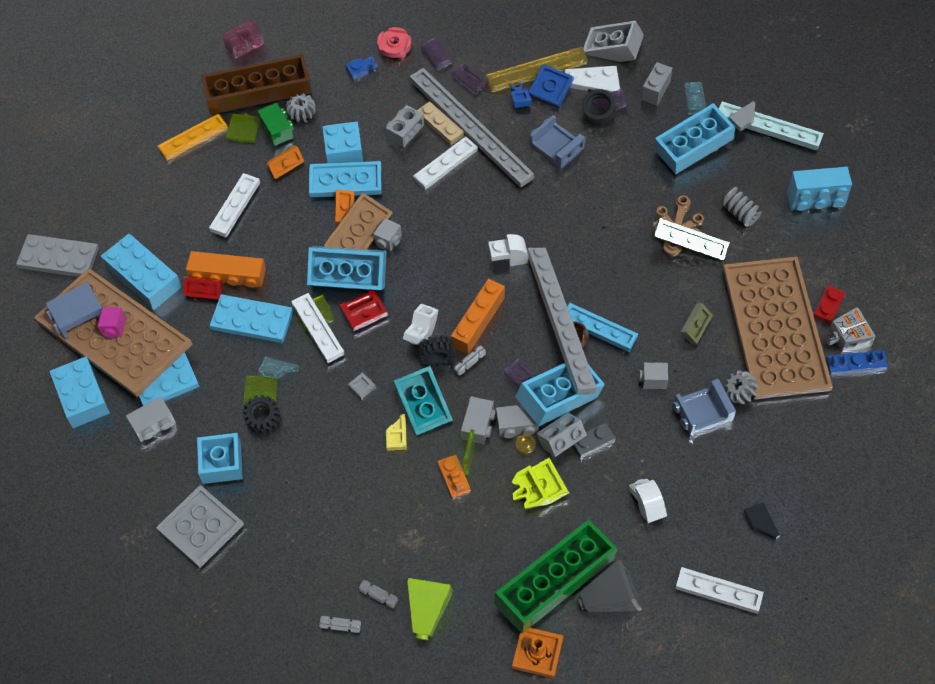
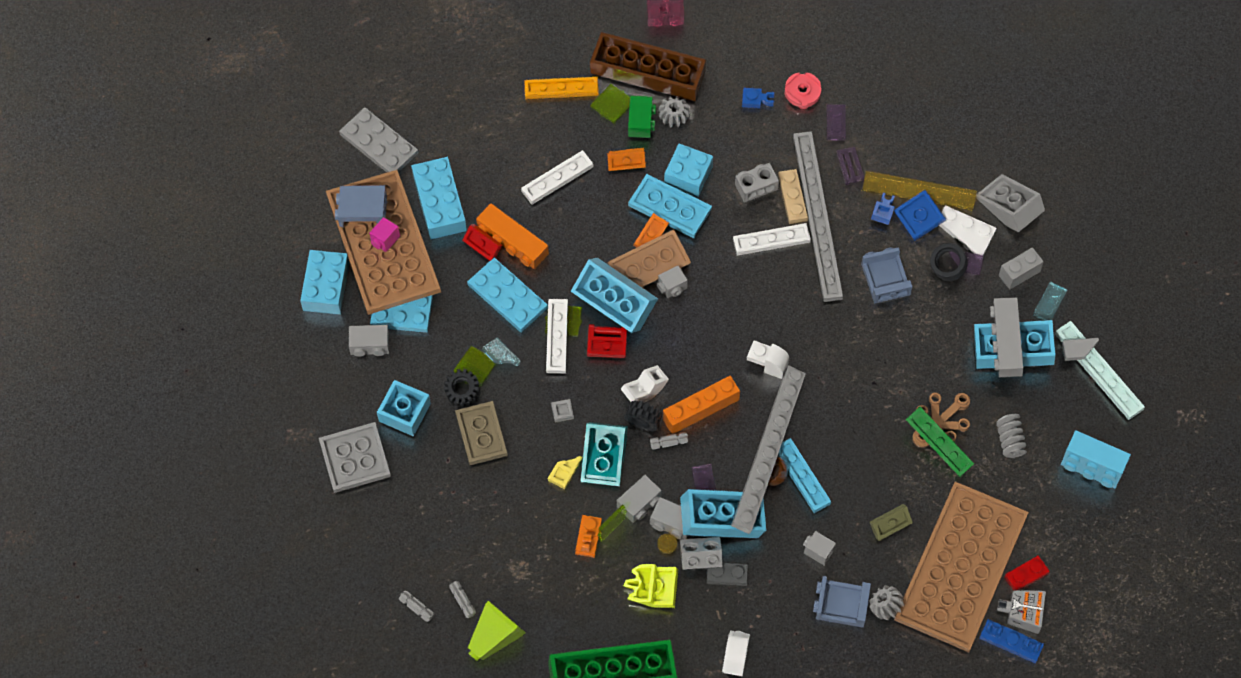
camera: 30 degrees right, 5 degrees up
(302, 442) = (481, 433): none -> dark tan plate
(690, 131) = (1008, 338): none -> light grey brick

